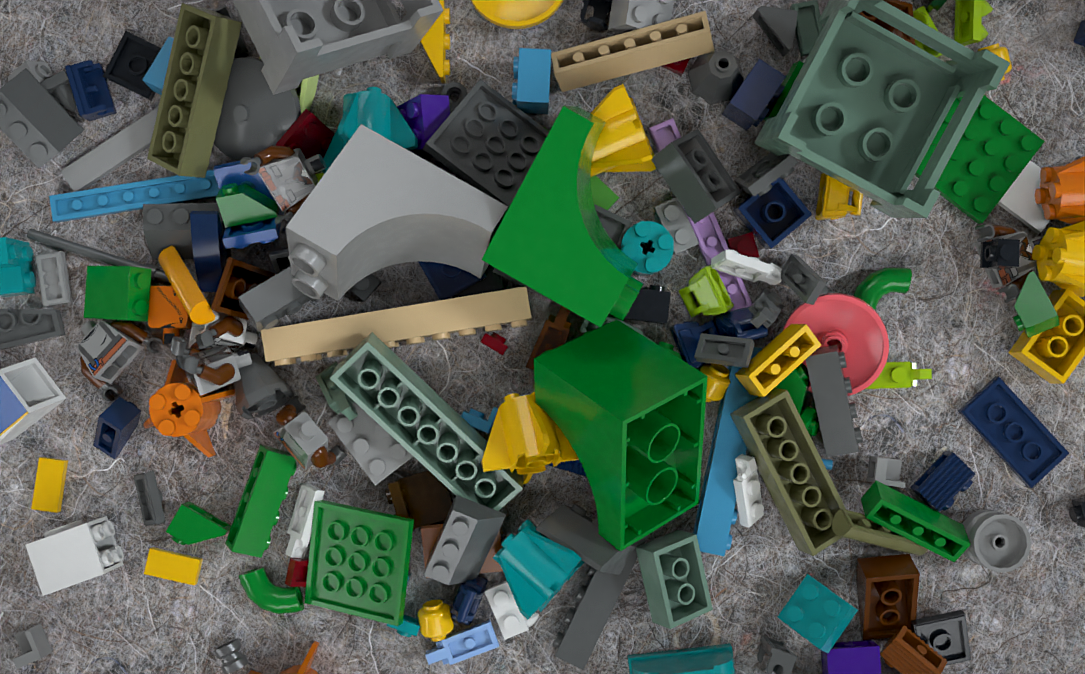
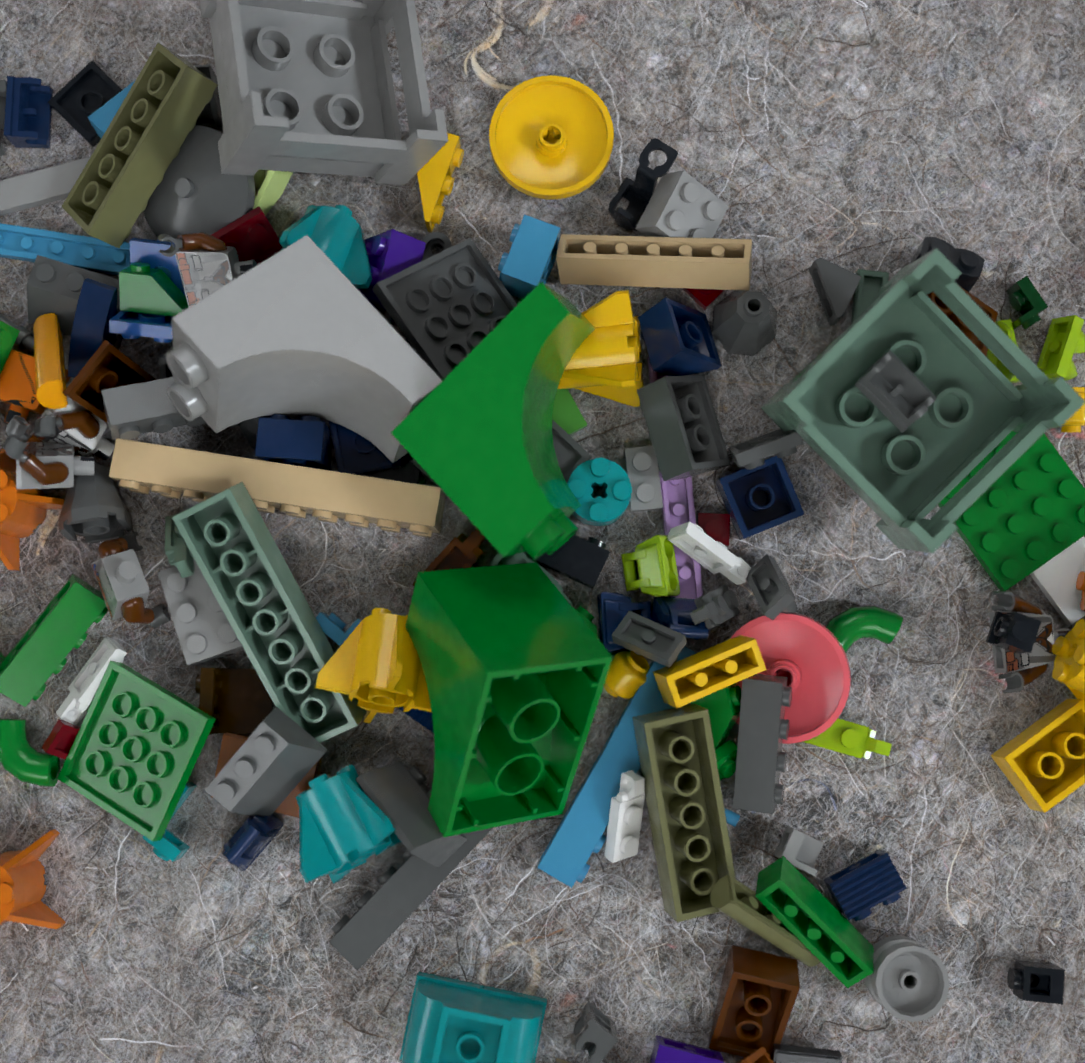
camera: 20 degrees right, 5 degrees down
(398, 287) = (294, 441): none -> dark blue slope
(435, 620) = (203, 850): yellow head -> none
(464, 644) = (227, 892): light blue hinge -> none
(495, 342) = (386, 545): dark red plate -> none
(506, 611) = (288, 876): white plate -> none
(669, 107) = (678, 339): none -> dark blue slope
(674, 578) = (502, 895): sand green brick -> none
(750, 101) = (779, 355): dark blue brick -> none
(817, 613) = (661, 996): teal brick -> none
(833, 199) = (837, 507): yellow piece -> none
(856, 97) = (895, 391): none -> dark grey hinge
(1013, 432) = (969, 854): dark blue tile -> none
(1034, 308) = (1035, 710): green slope -> none

